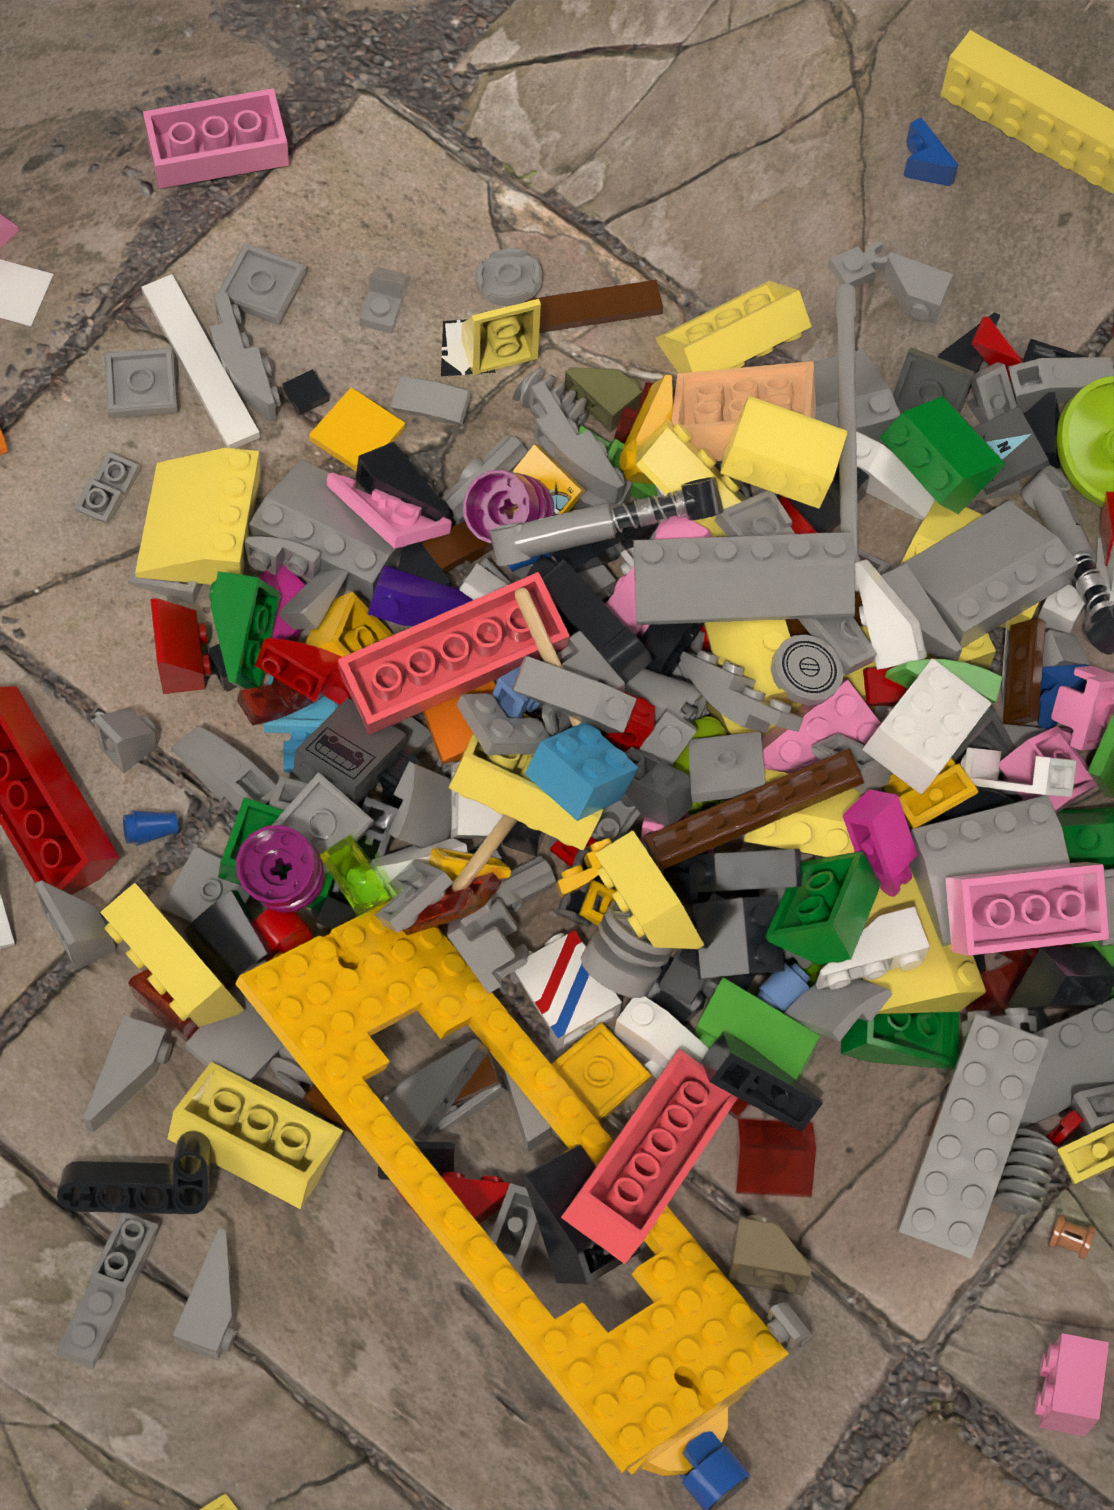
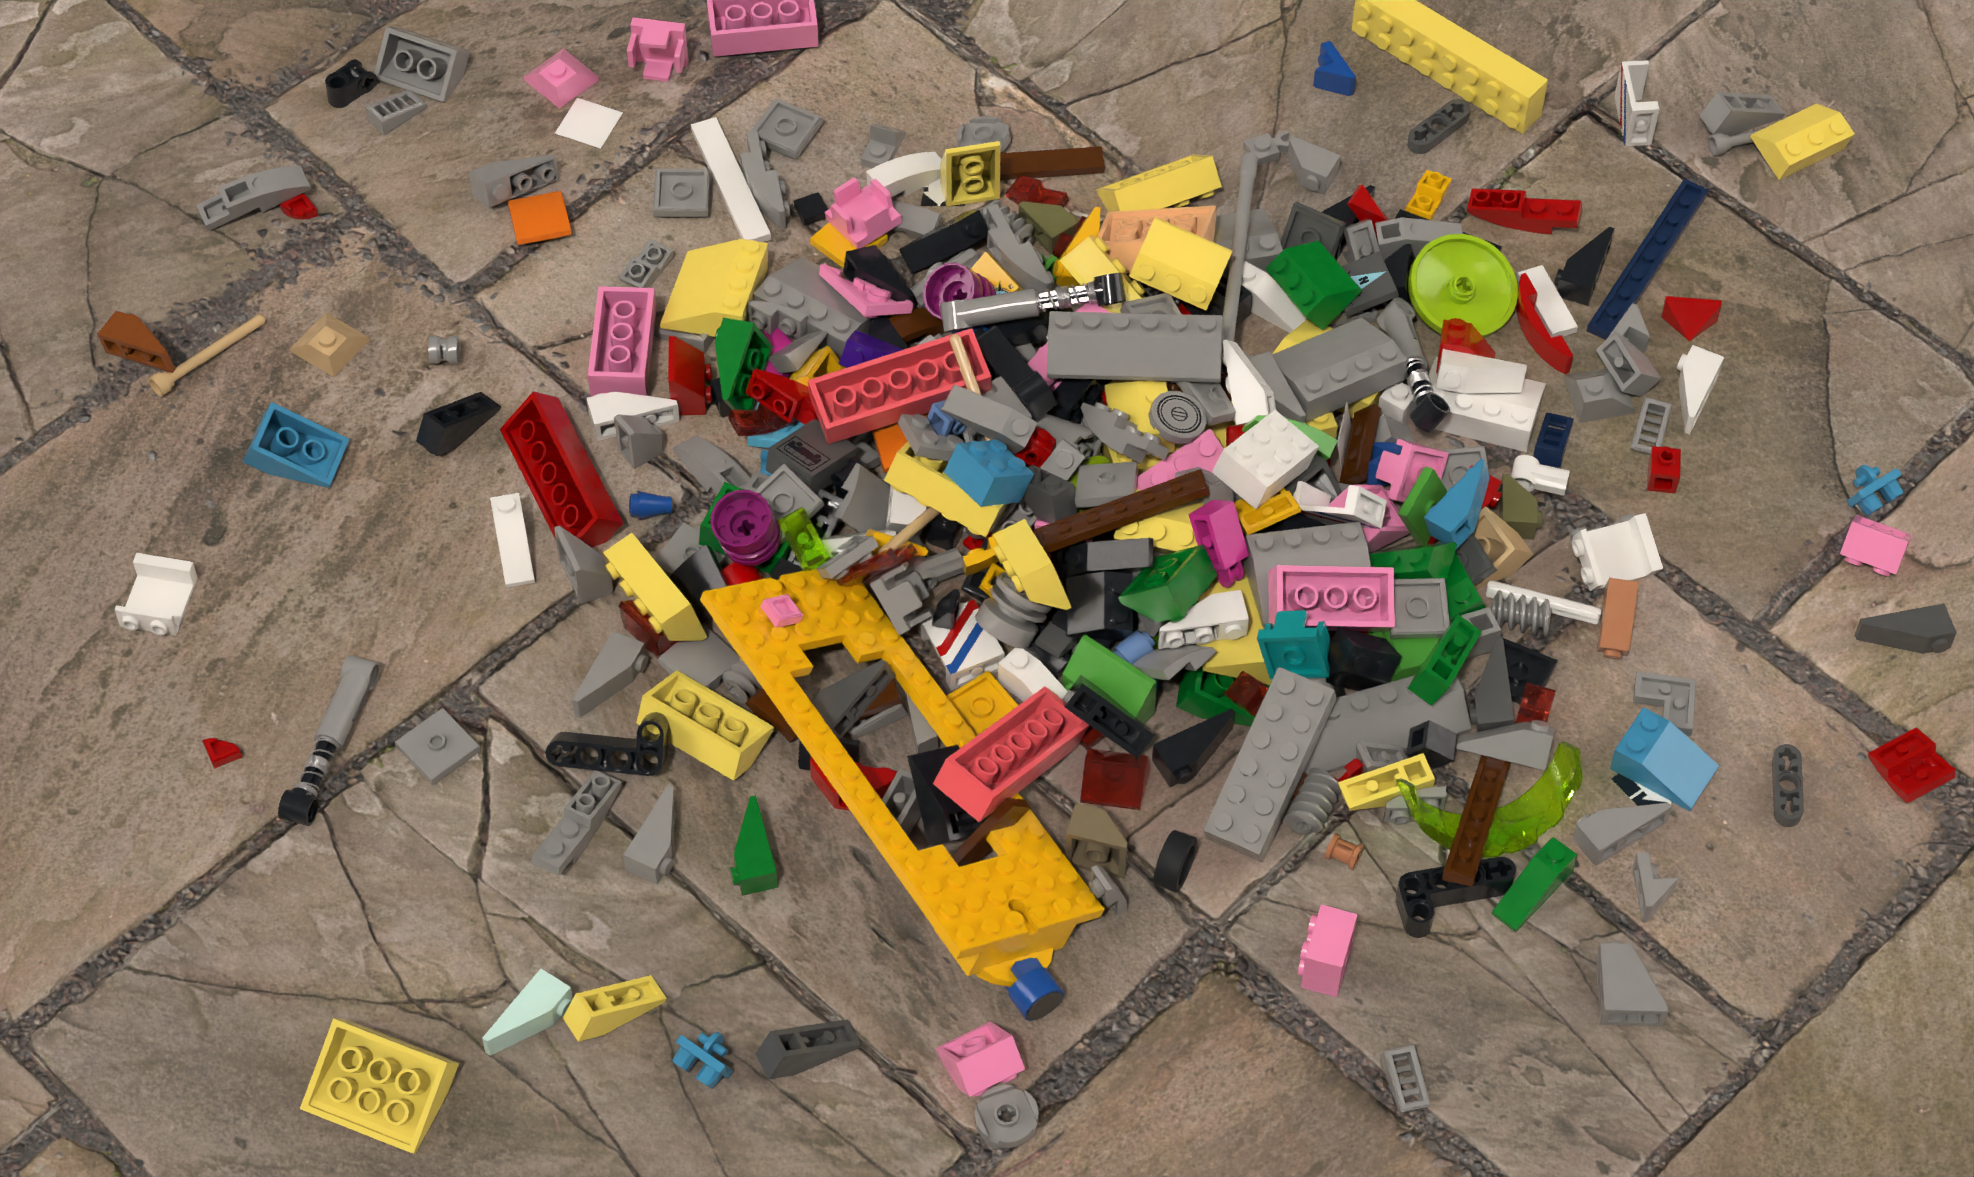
camera: 10 degrees right, 10 degrees down
(89, 602) = (622, 340): none -> bright pink brick
(91, 183) = (659, 46): none -> bright pink panel
(92, 695) = (604, 407): none -> white slope
(337, 1315) = (752, 855): none -> green slope
(341, 989) = (781, 610): none -> bright pink tile
(372, 397) = (862, 213): none -> bright pink panel
(418, 337) = (907, 173): none -> white slope
(479, 426) = (945, 240): none -> black slope
(543, 952) = (947, 610): none -> black slope
(577, 350) = (1032, 190): none -> clear red slope
(621, 1275) = (977, 846): none -> reddish brown tile
(858, 1119) = (1186, 752): none -> black slope
(868, 1275) = (1175, 861): none -> black tyre
(935, 1038) = (1247, 693): none -> clear red slope
(987, 982) = (1294, 646): none -> teal panel
(1062, 316) = (1429, 194): none -> yellow slope
(1066, 208) = (1435, 136): none -> dark grey beam

